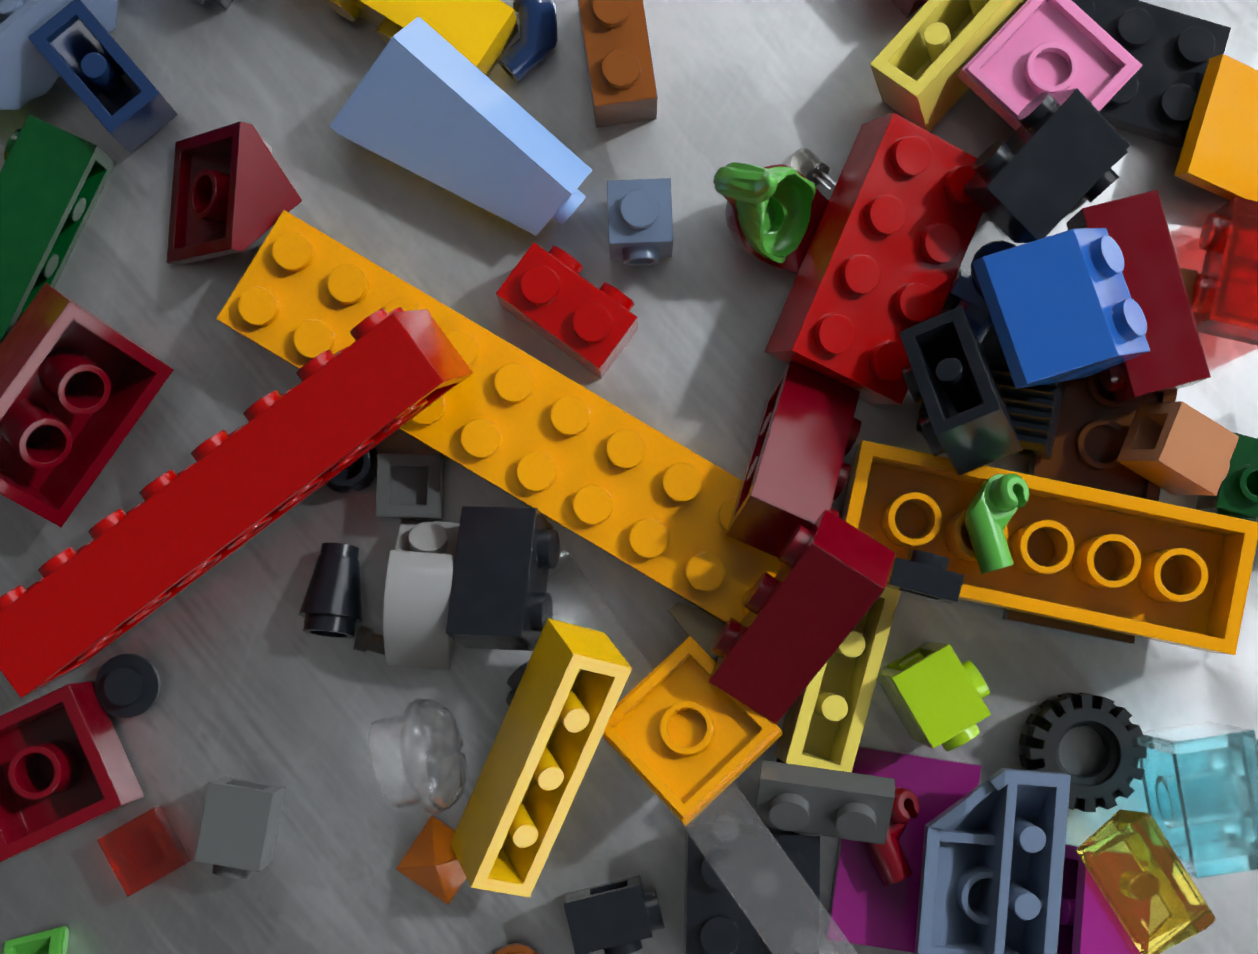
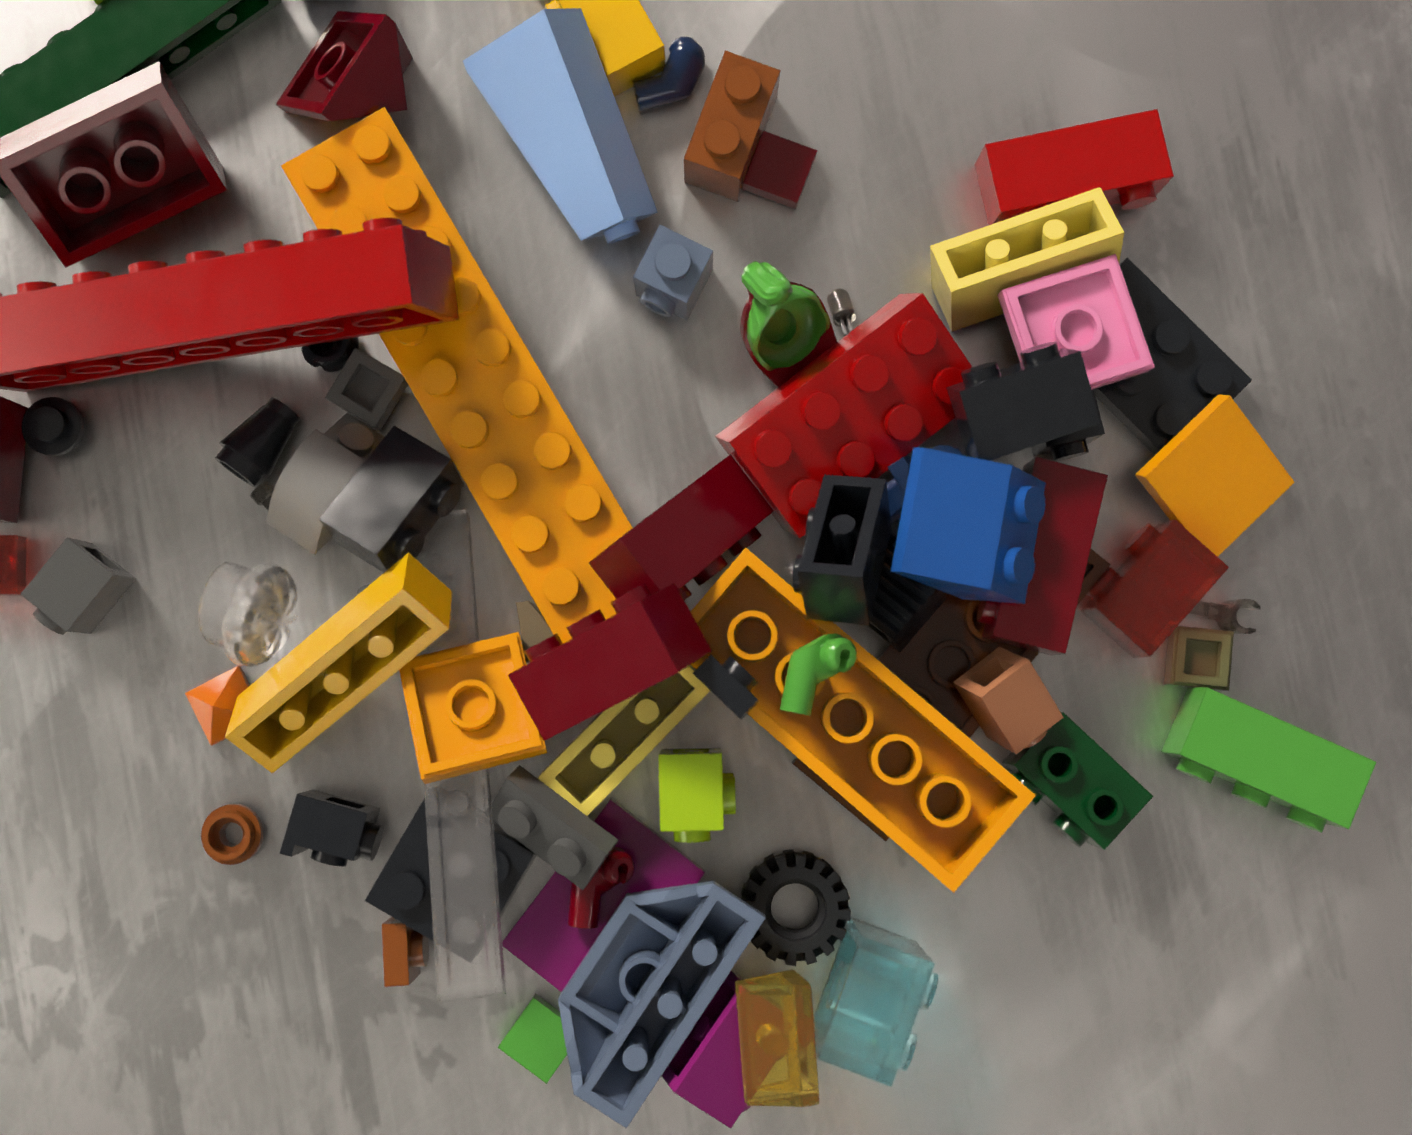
camera: 25 degrees right, 0 degrees up
(567, 309) = (573, 315): red brick -> none
(683, 67) = (779, 169): none -> dark red tile

